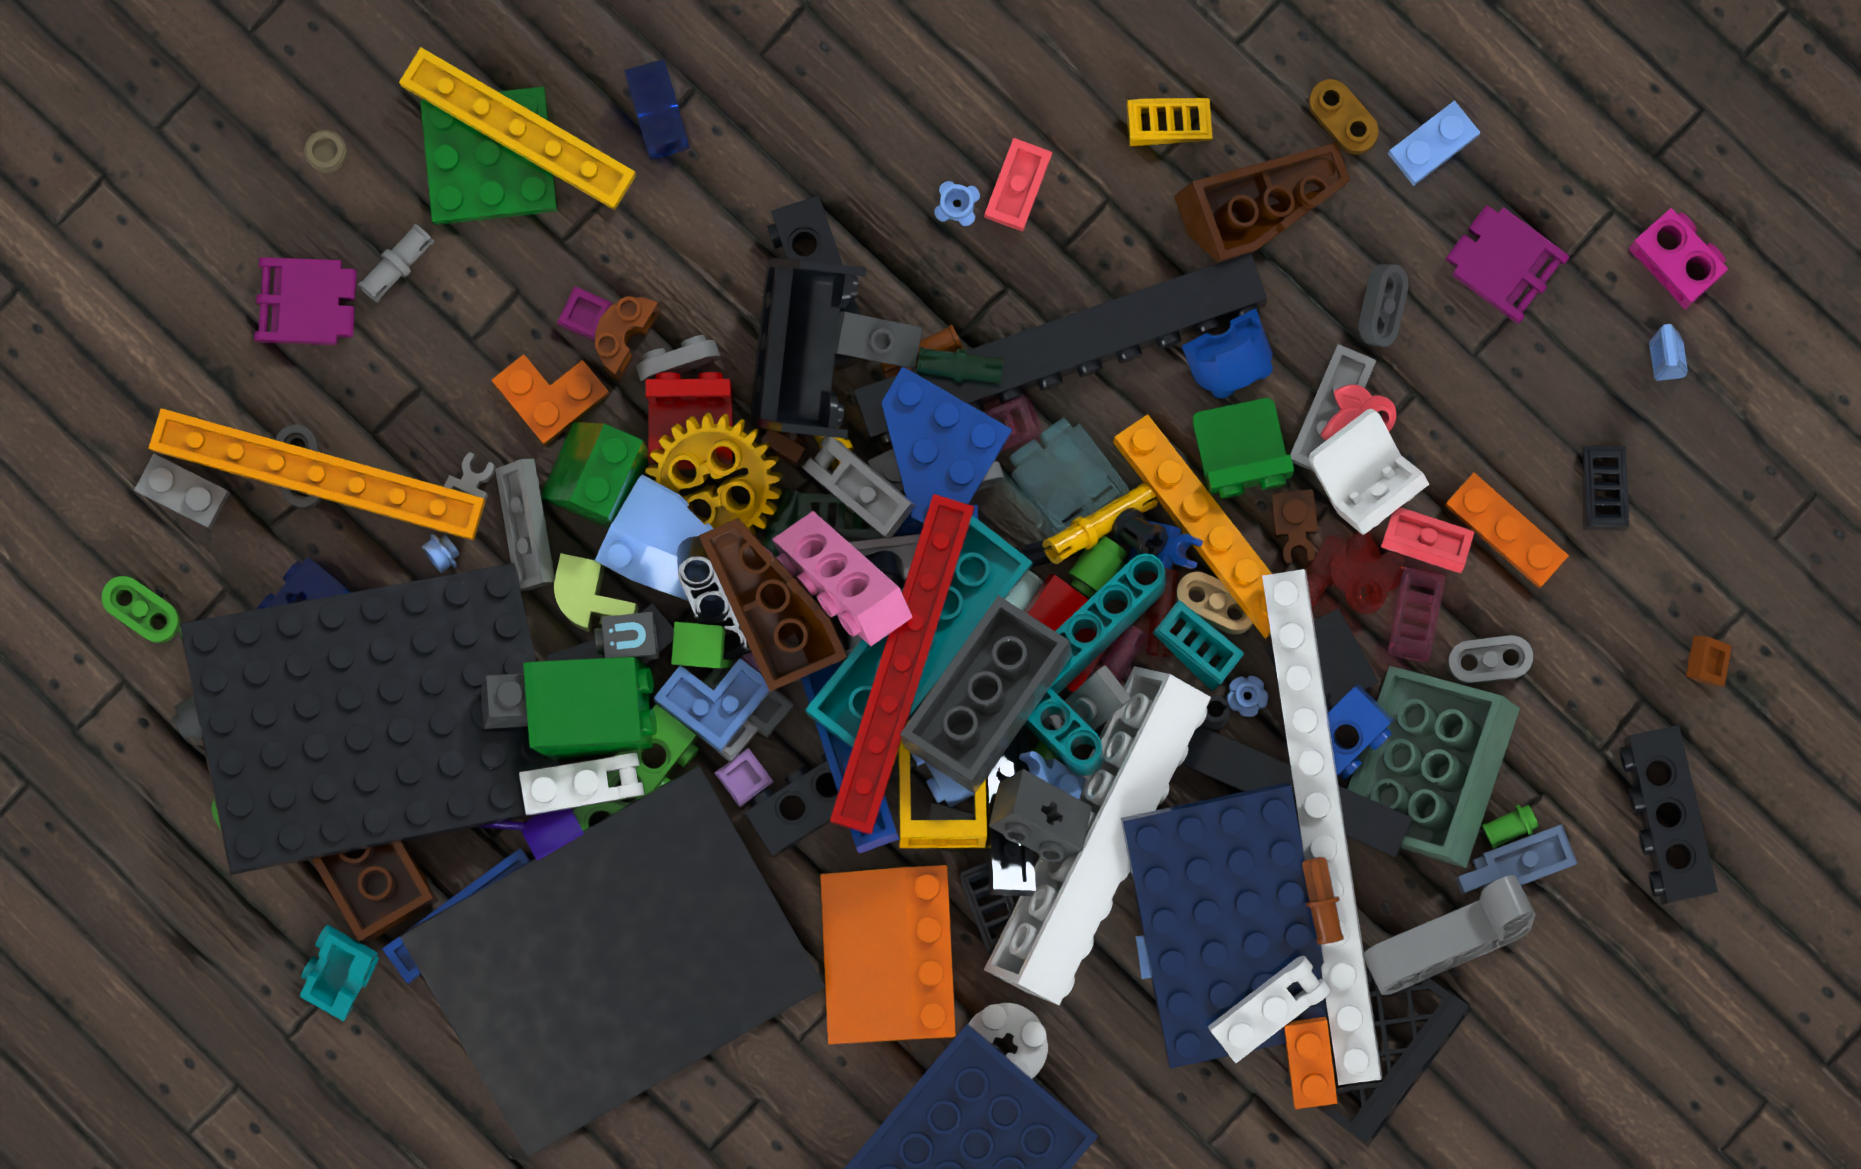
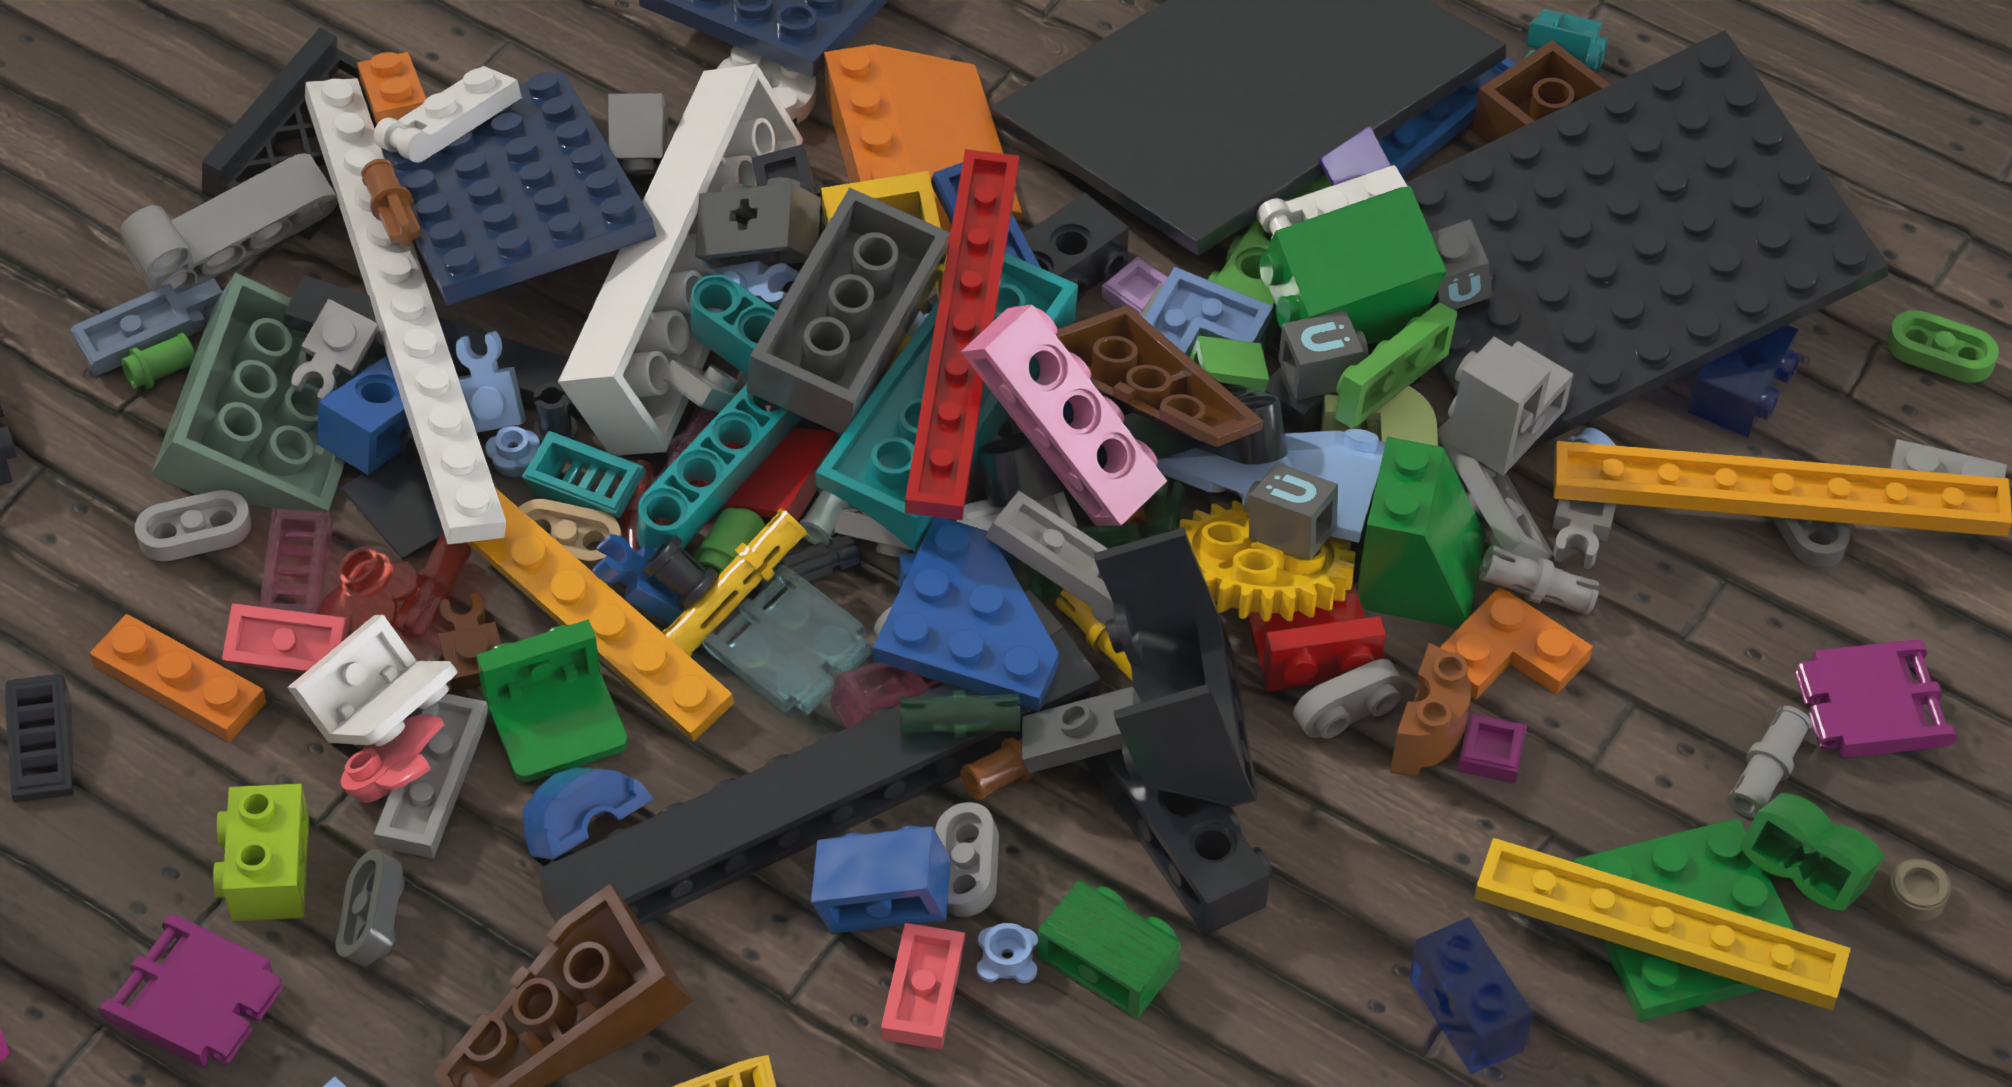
camera: 165 degrees right, 30 degrees down
(393, 176) = (1801, 843): none -> green brick
(501, 563) = (1505, 402): none -> light grey brick
(515, 436) = (1539, 580): none -> light grey pin
(578, 619) = (1394, 365): none -> bright green plate
(690, 485) = (1292, 511): none -> dark grey brick
(887, 189) = (1109, 947): none -> green brick
(972, 277) = (971, 863): none -> light grey plate
(1034, 259) = (881, 879): none -> blue brick
(1117, 976) = (638, 131): none -> light grey brick
(1262, 738) = (489, 391): none -> light blue plate
(1377, 783) = (336, 343): none -> light grey plate
(1452, 361) = (264, 852): none -> lime brick

